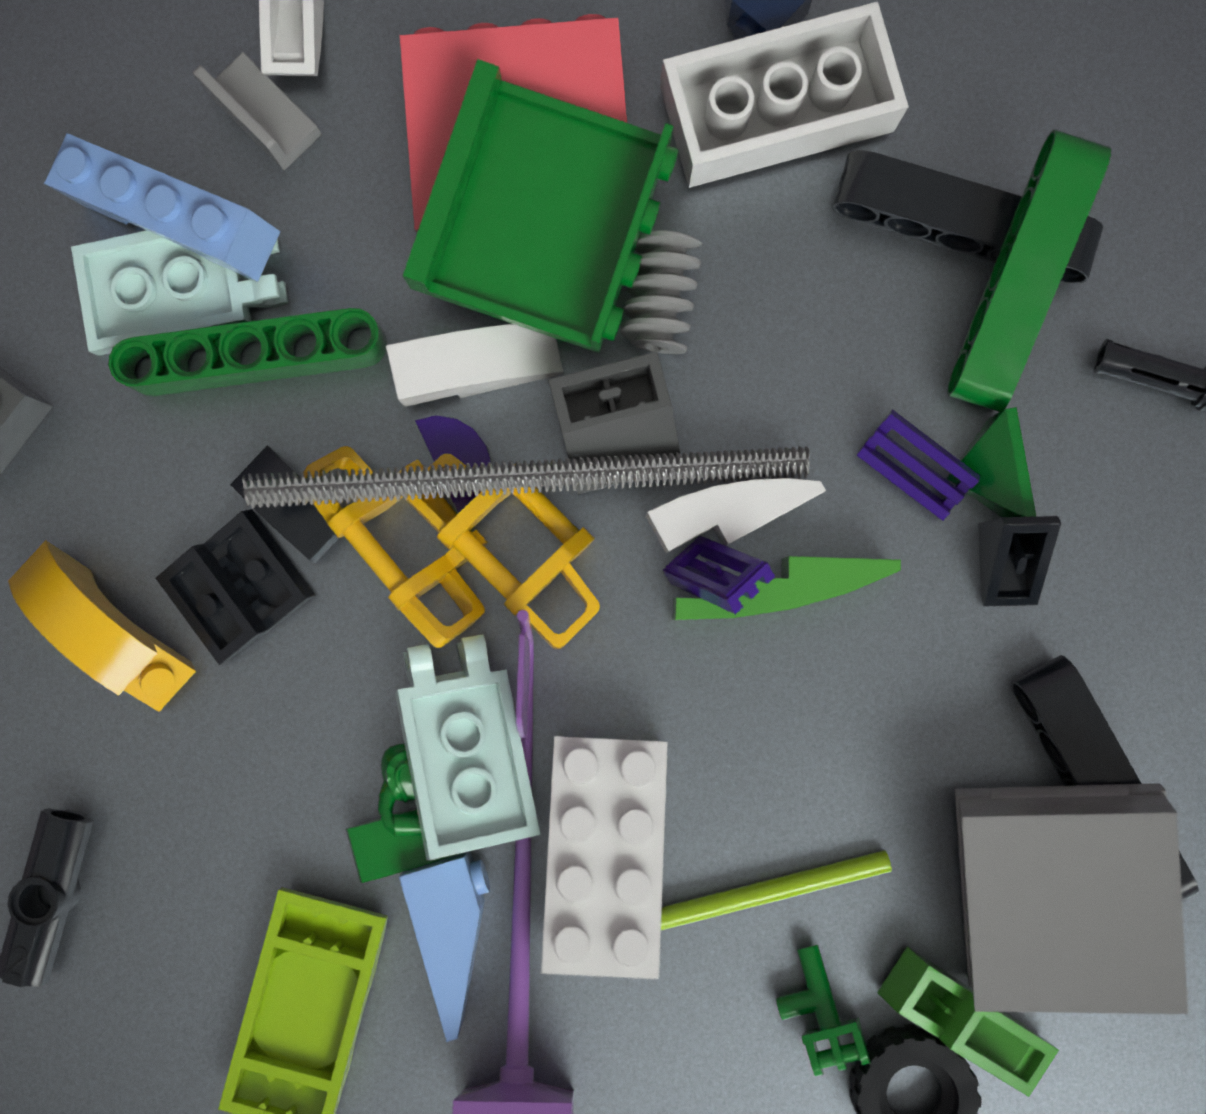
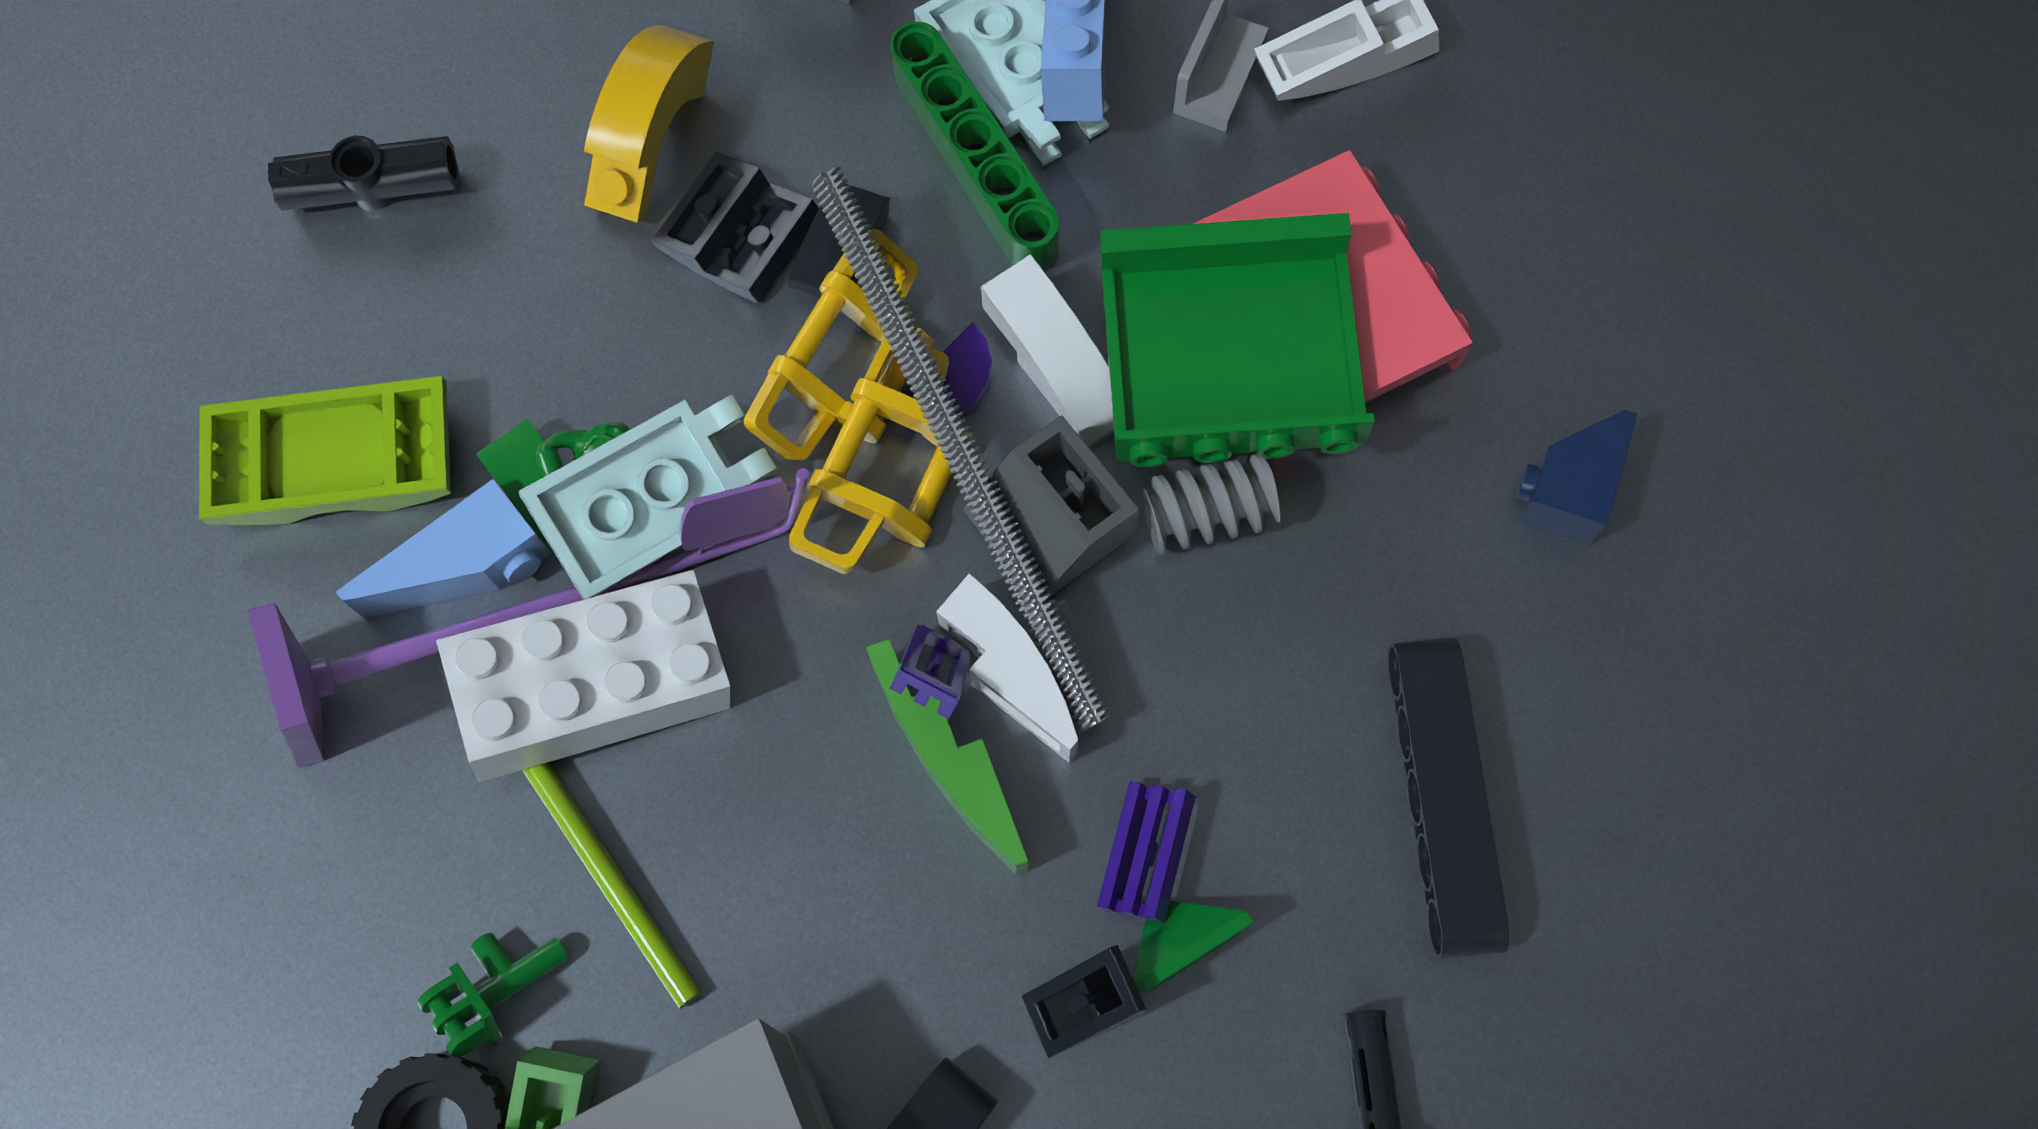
camera: 70 degrees right, 15 degrees down
(783, 94) = (1476, 538): white brick -> none
(1028, 269) = (1409, 867): green beam -> none

